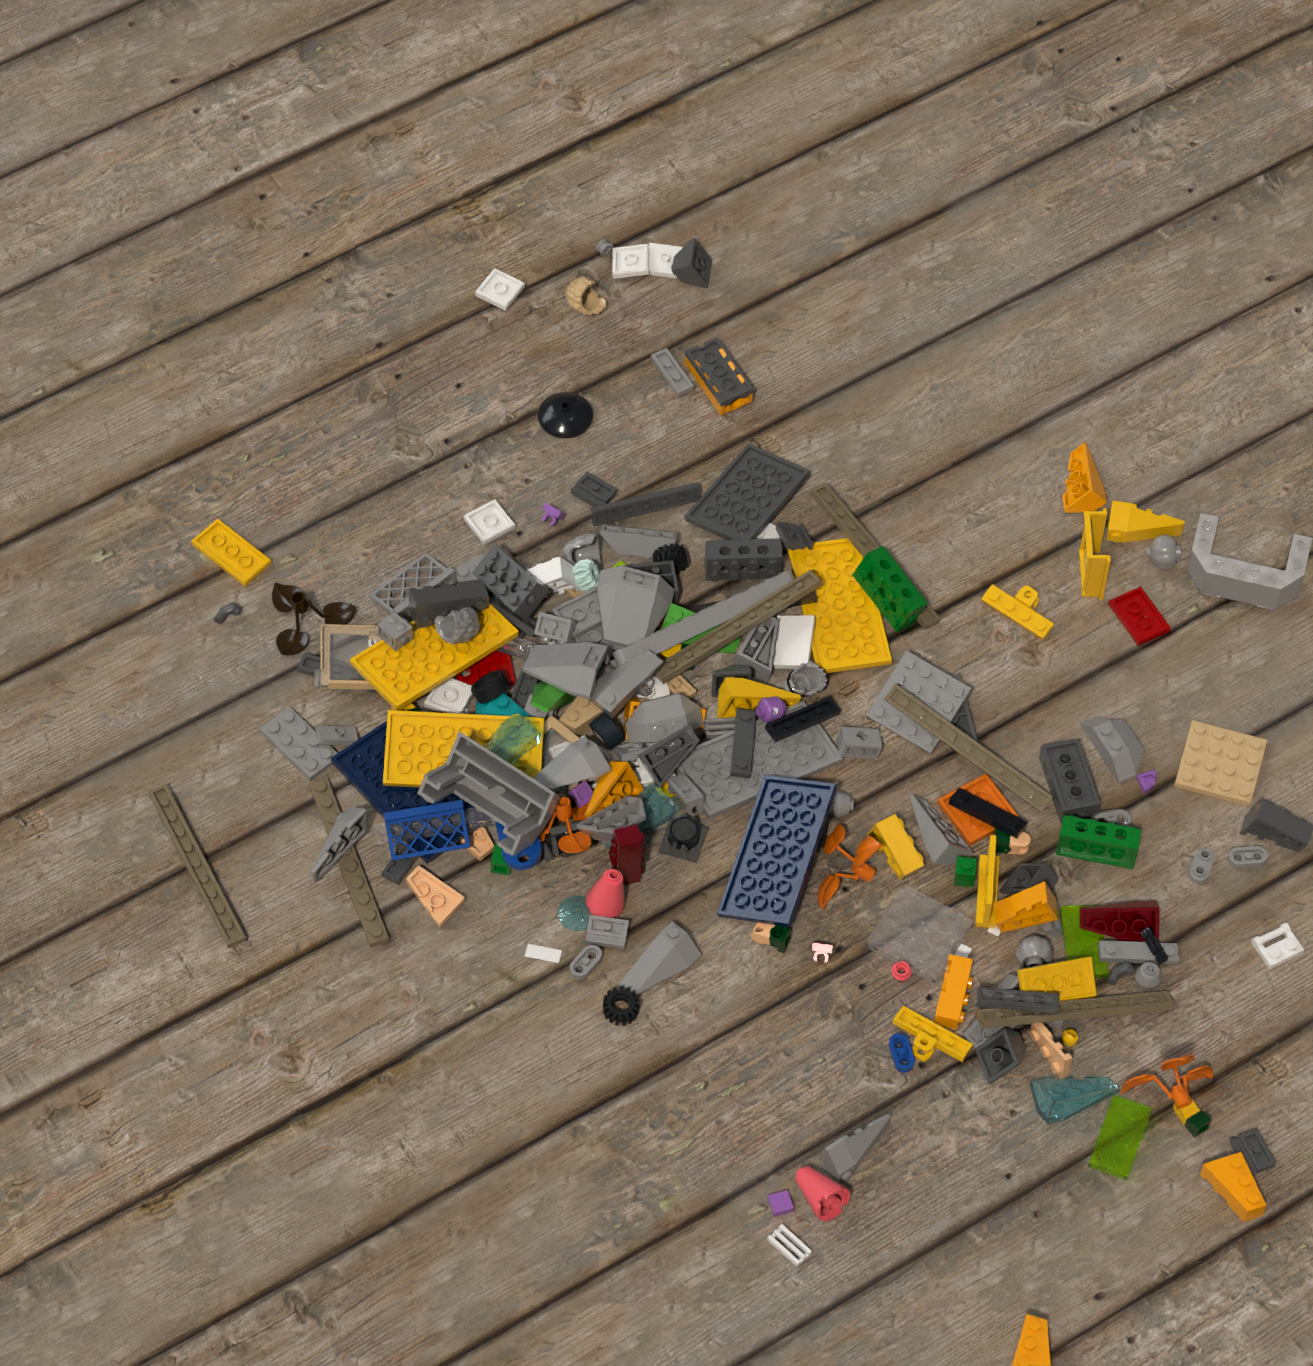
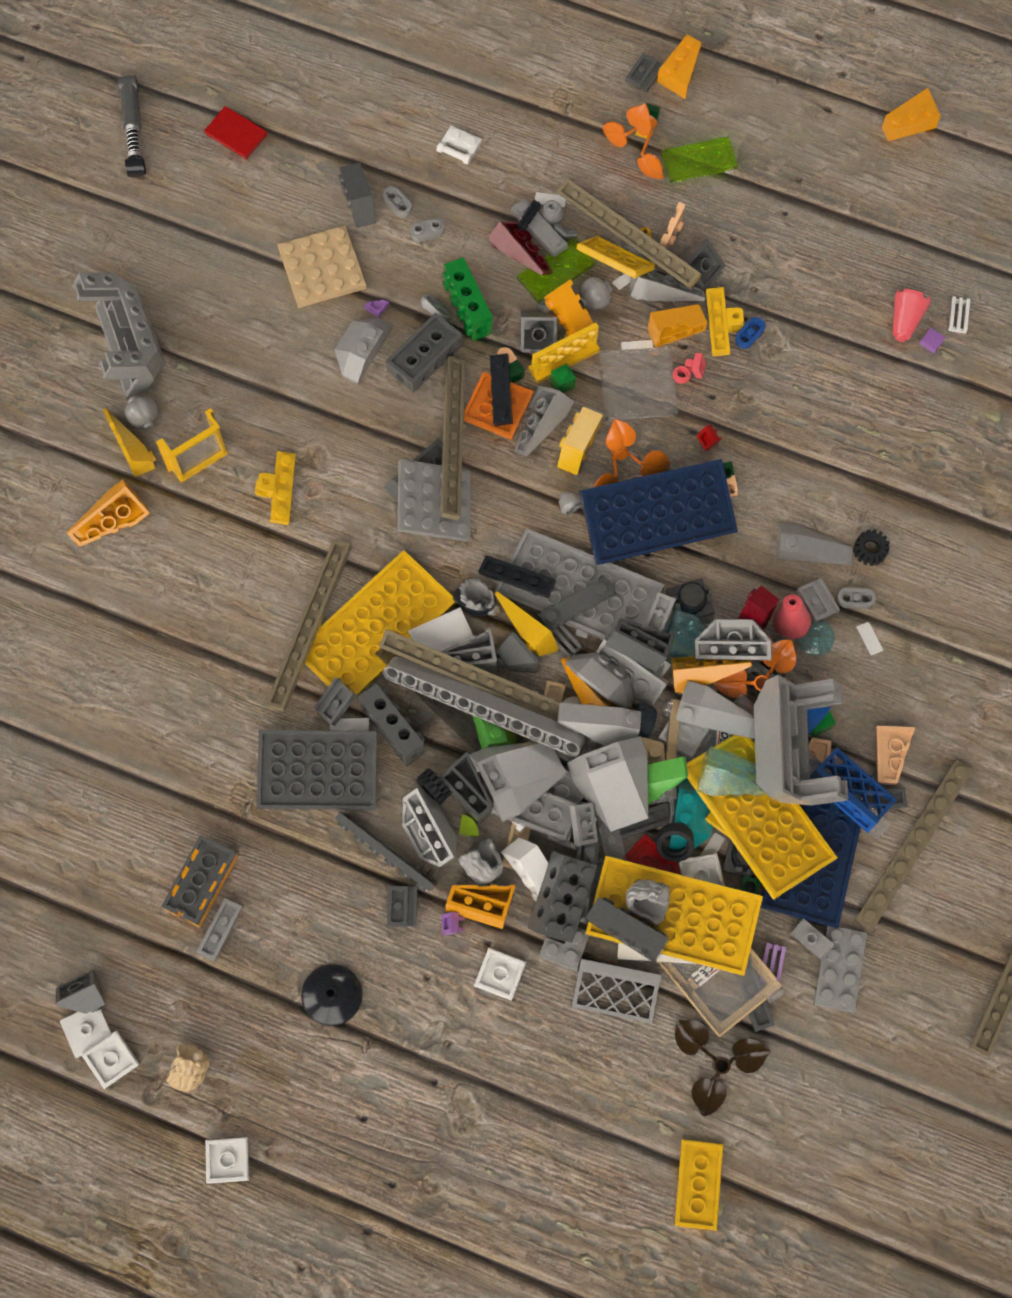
camera: 125 degrees left, 15 degrees up
(225, 610) = (761, 1137): dark grey arm -> none
(339, 707) = (781, 958): none -> lavender tile
(345, 833) = (905, 853): light grey wedge -> none
(395, 631) = (691, 953): light grey head -> none
(551, 536) = (481, 903): none -> light orange wedge
(581, 794) = (723, 690): medium lavender tile -> none
(585, 574) = (508, 837): light aqua gear -> none
(604, 247) = (110, 1096): light grey bush -> none
(770, 709) = (530, 602): medium lavender head -> none
(847, 1153) = (862, 315): light grey wedge -> none
(859, 743) = (505, 523): light grey brick -> none
(889, 589) = (341, 585): green brick -> none
(899, 986) = (697, 365): none -> coral tile
(1017, 1000) = (659, 265): dark grey plate -> none
(1065, 1098) = (701, 207): clear light blue wedge -> none
(1139, 616) = (221, 395): red tile -> none
(1168, 983) = (544, 197): none -> white sticker

